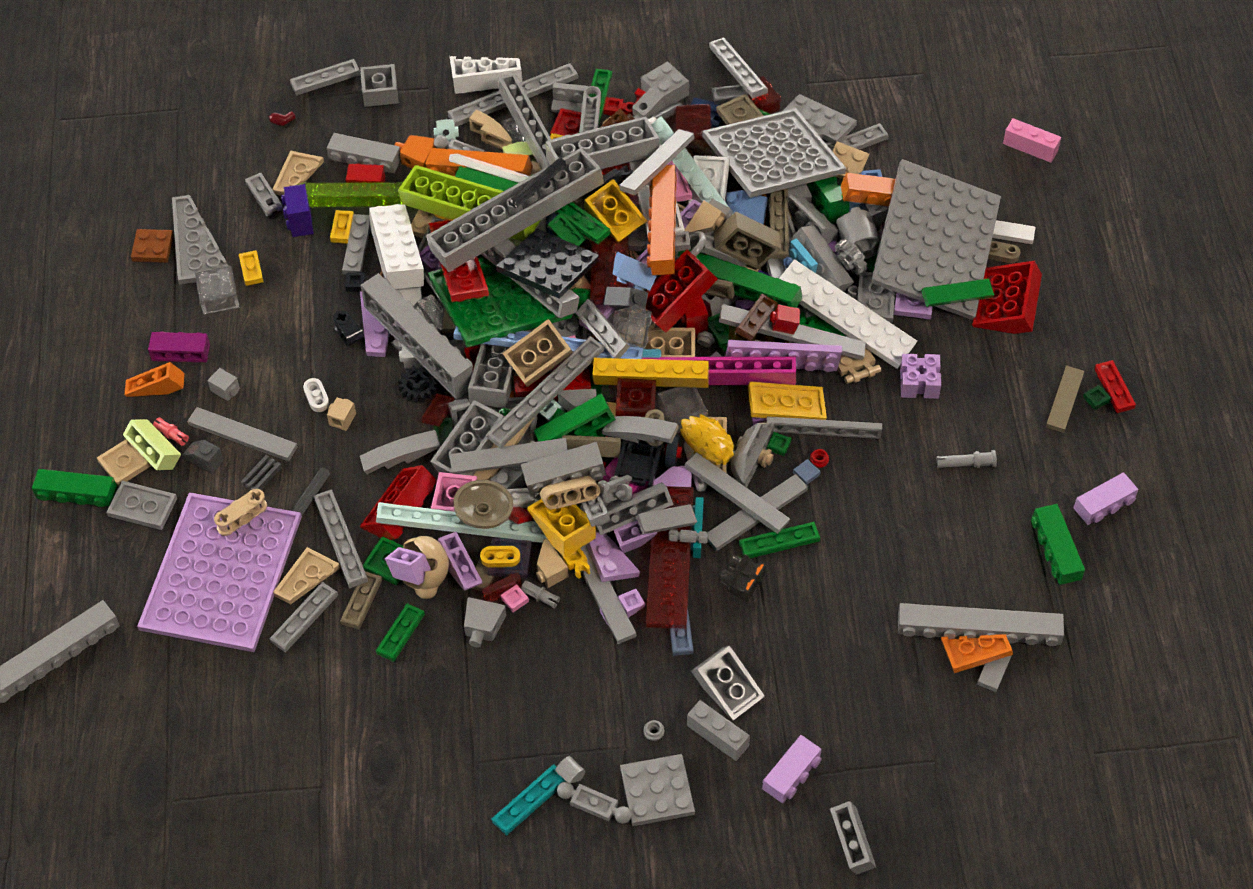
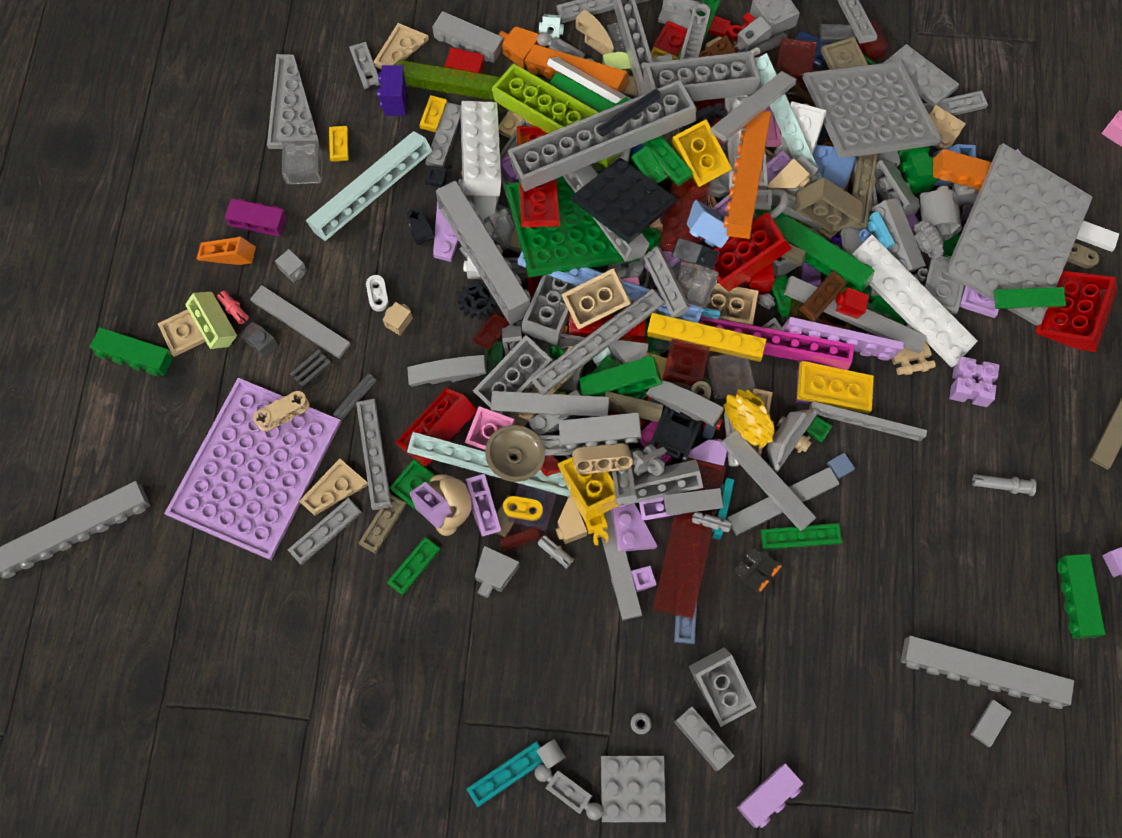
camera: 10 degrees right, 15 degrees up
(141, 505) = (191, 382): light grey plate -> none
(152, 245) = (250, 102): dark orange plate -> none
(289, 300) = (369, 185): none -> light aqua brick
(514, 598) = (530, 552): bright pink plate -> none
(821, 454) = (856, 448): red plate -> none
(972, 652) = (973, 701): orange wing -> none

